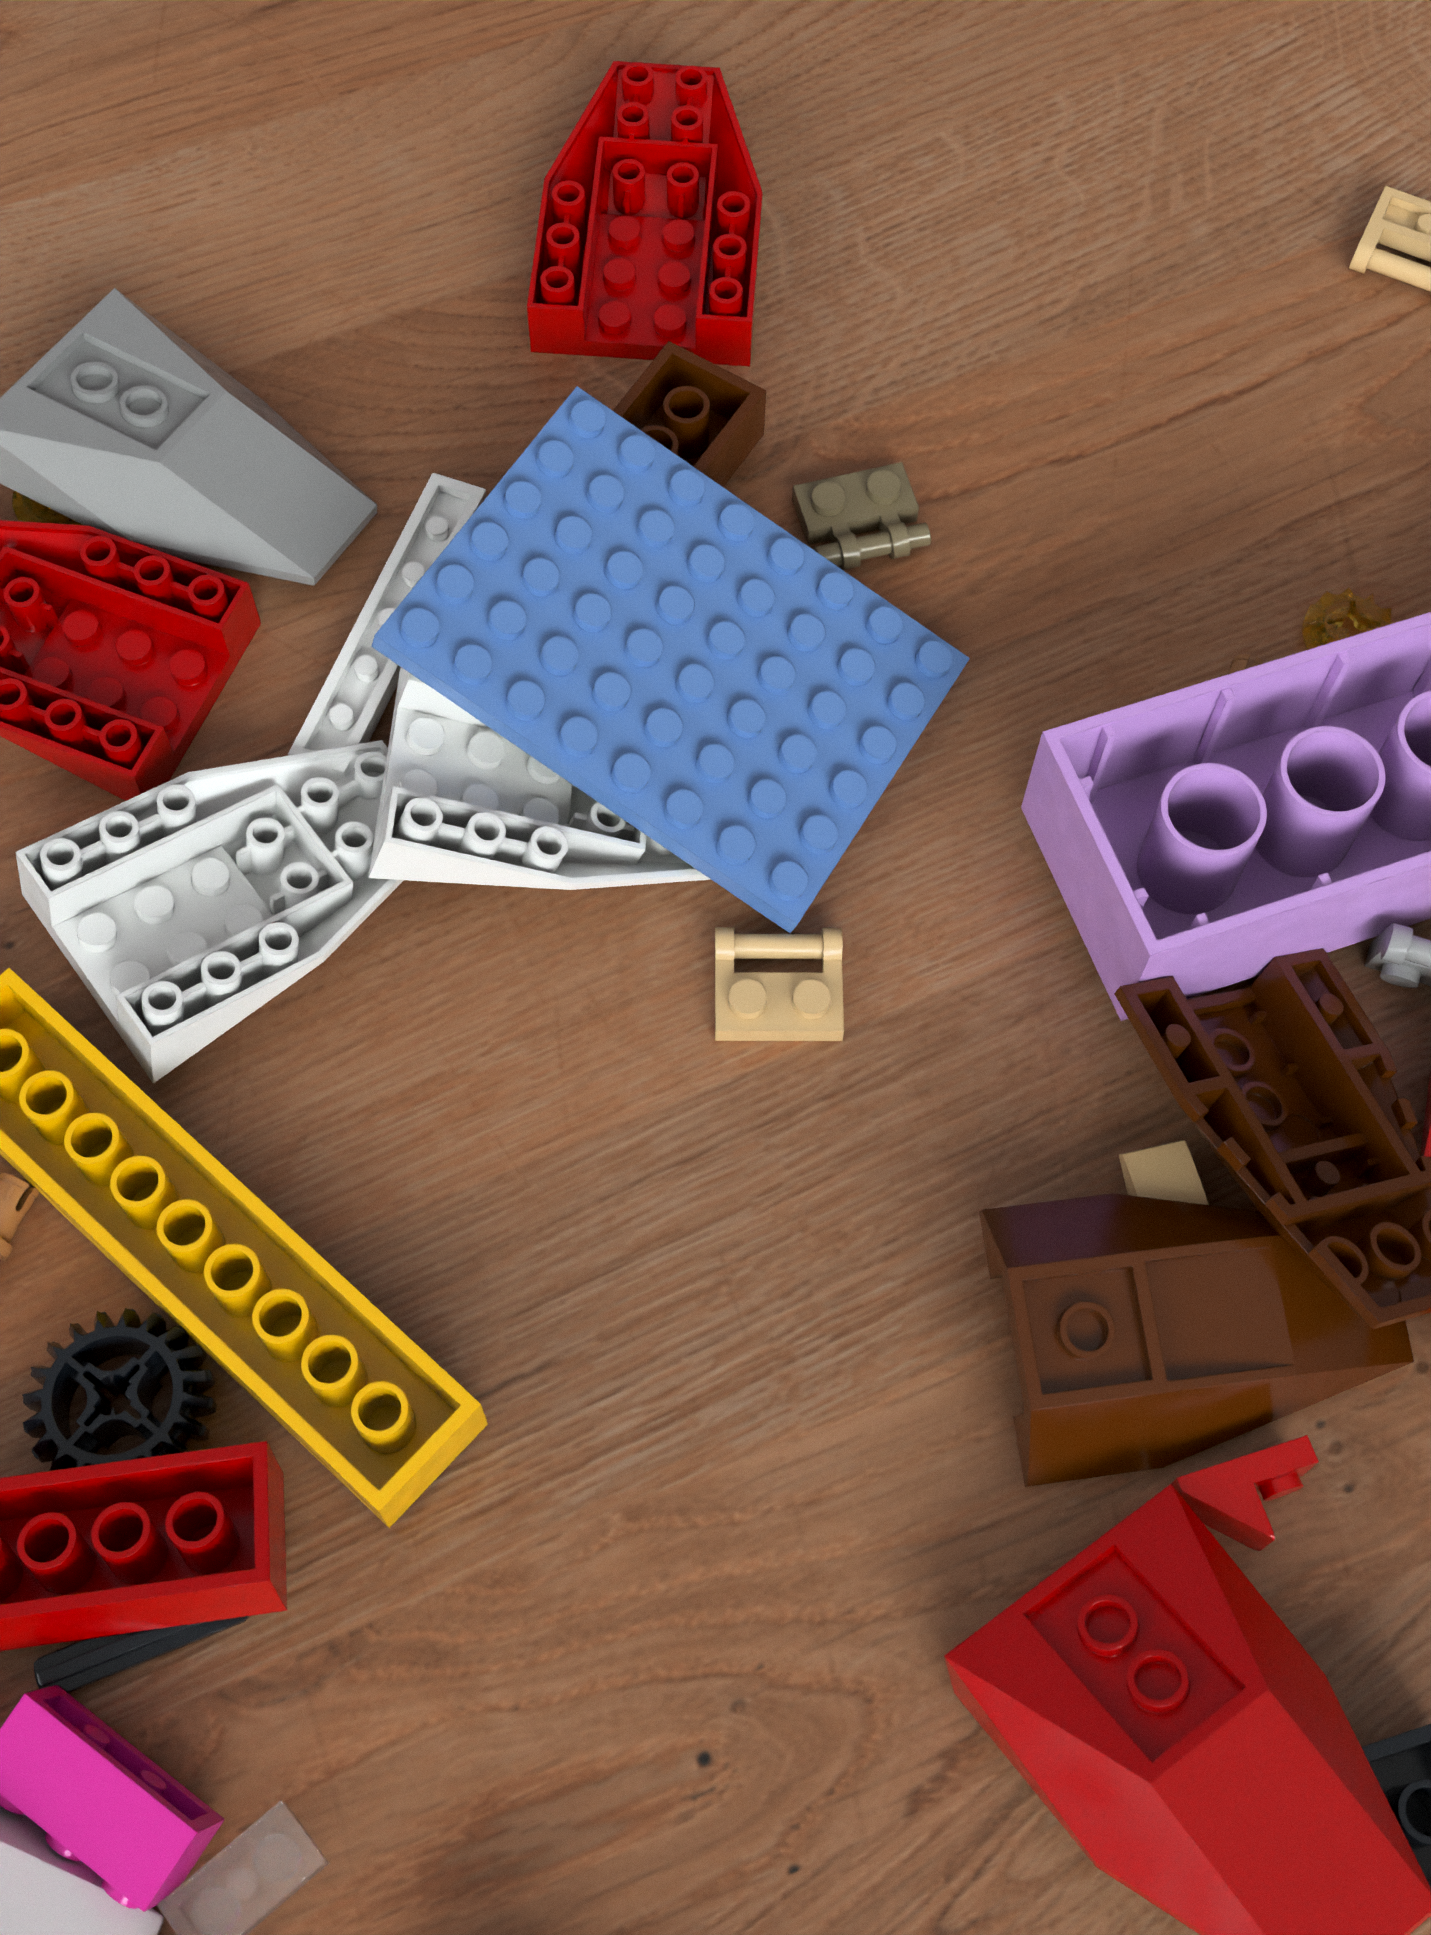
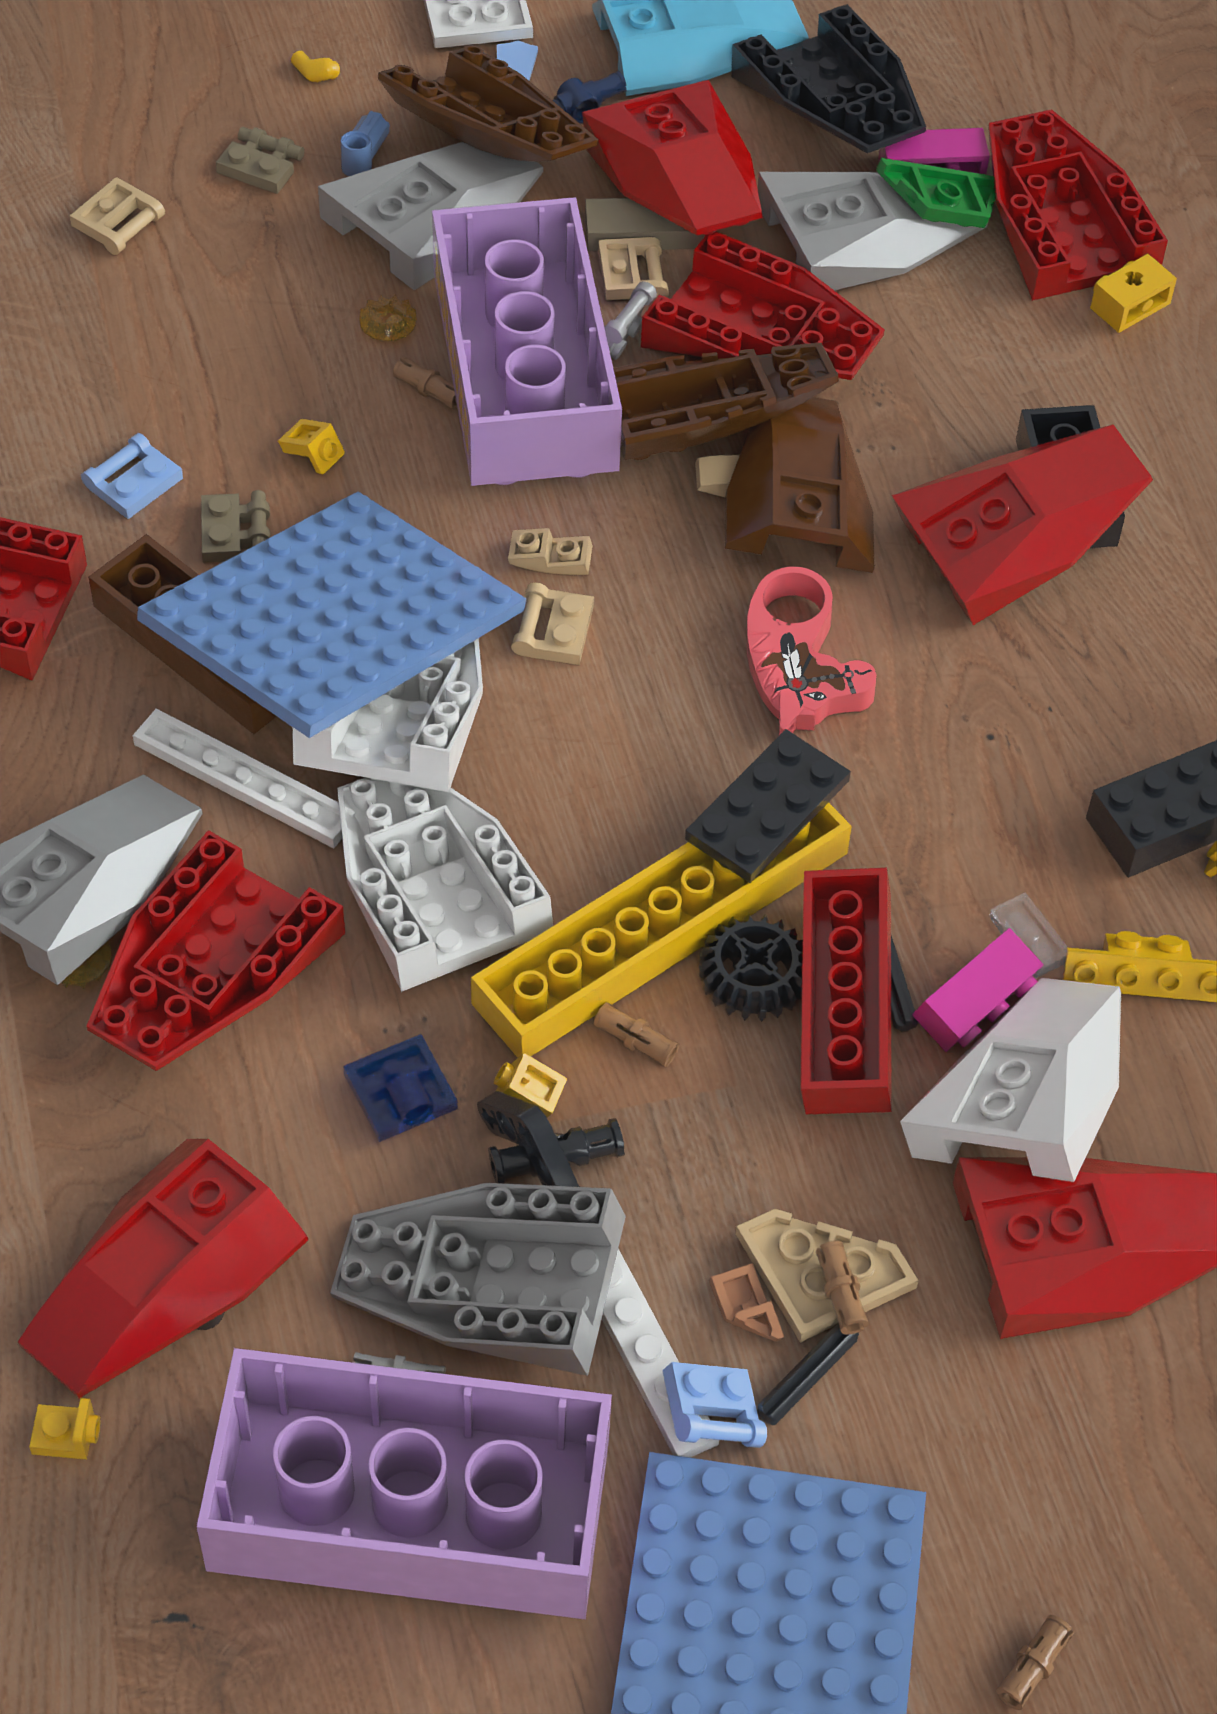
camera: 80 degrees left, 10 degrees down
(391, 1359) = (767, 805): none -> black plate
(771, 1356) = (785, 660): none -> coral animal
(913, 390) = (137, 485): none -> light blue plate
(927, 953) = (542, 553): none -> tan slope
(1044, 581) = (314, 441): none -> yellow bracket
(1228, 1496) = (890, 478): red slope -> none

